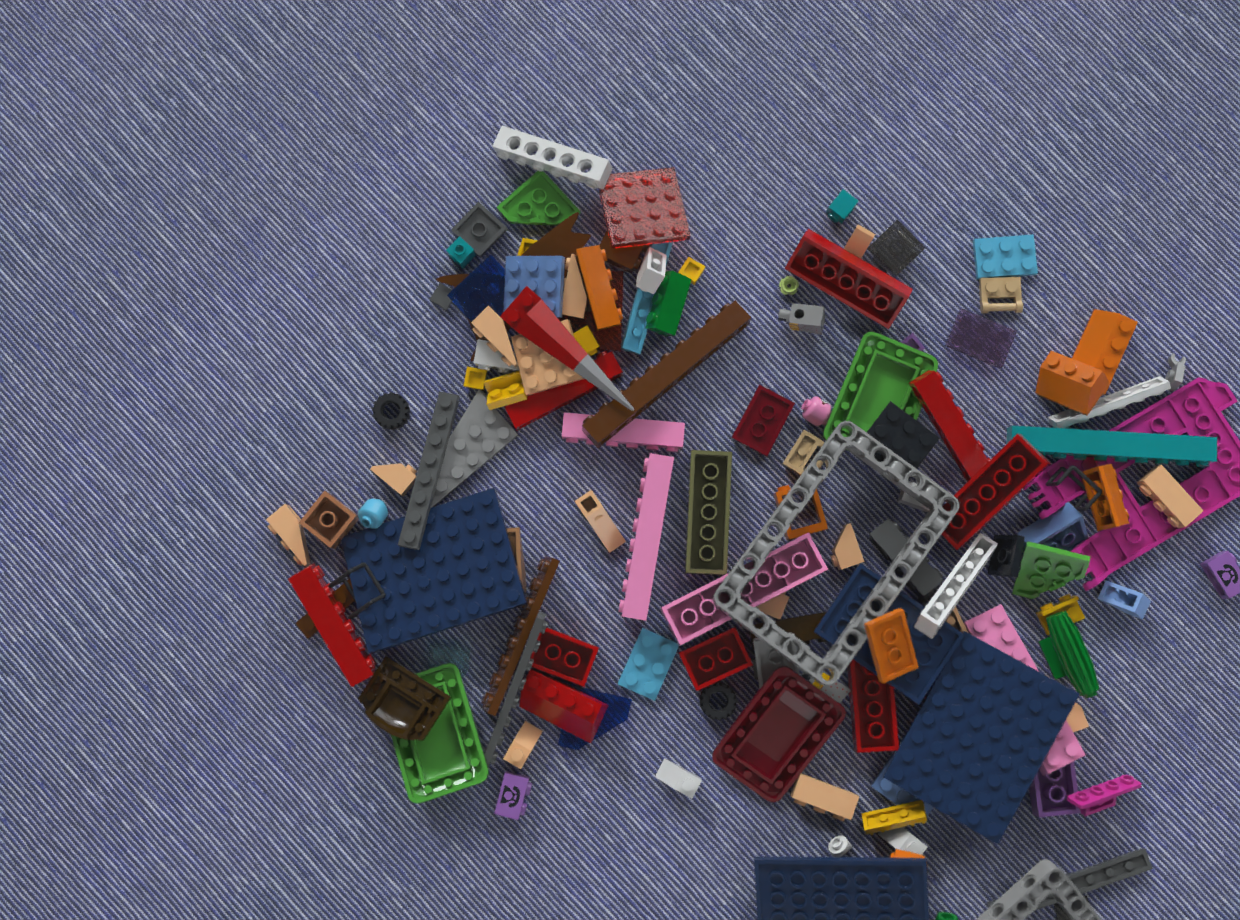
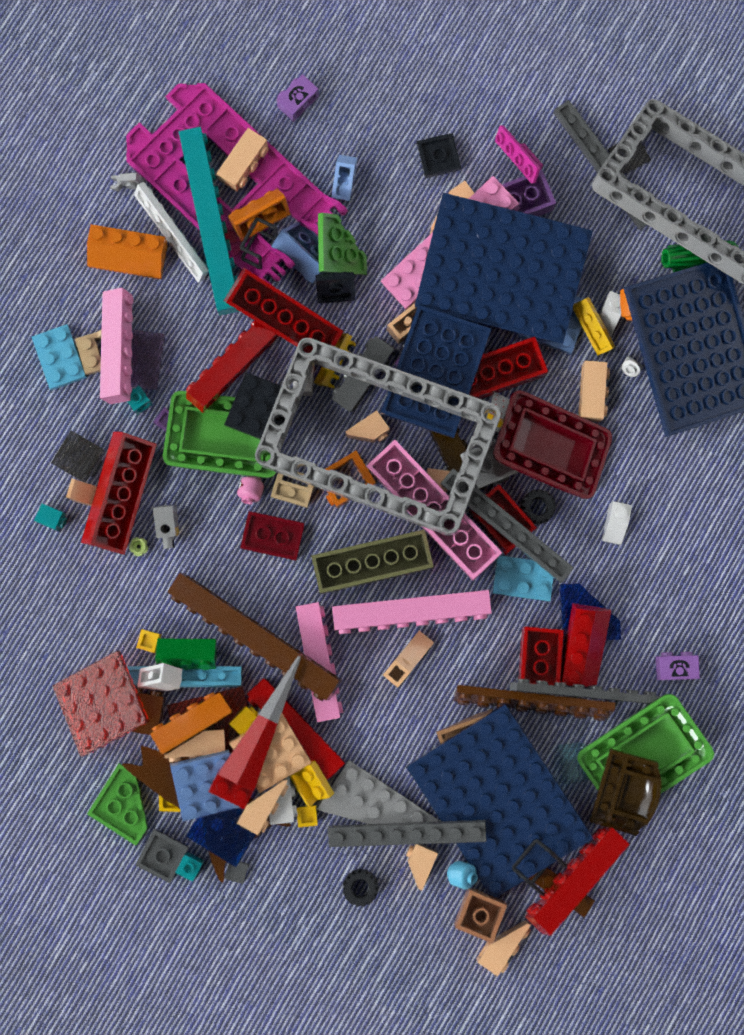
camera: 110 degrees left, 0 degrees up
(509, 138) = (65, 853): white brick -> none
(523, 744) = (630, 671): light nougat slope -> none
(699, 664) = (512, 530): none -> dark grey plate
(891, 645) = (448, 365): orange plate -> none
(914, 519) = (325, 375): none -> yellow plate
(939, 323) = (139, 401): none -> teal brick
(955, 585) = (377, 323): white brick -> none
(1001, 315) = (116, 346): none -> bright pink brick
(1067, 603) = (373, 229): yellow bracket -> none
(1068, 655) = (408, 212): green plate -> none
(1070, 383) = (163, 269): orange slope -> none
(1123, 707) = (438, 155): none -> black plate

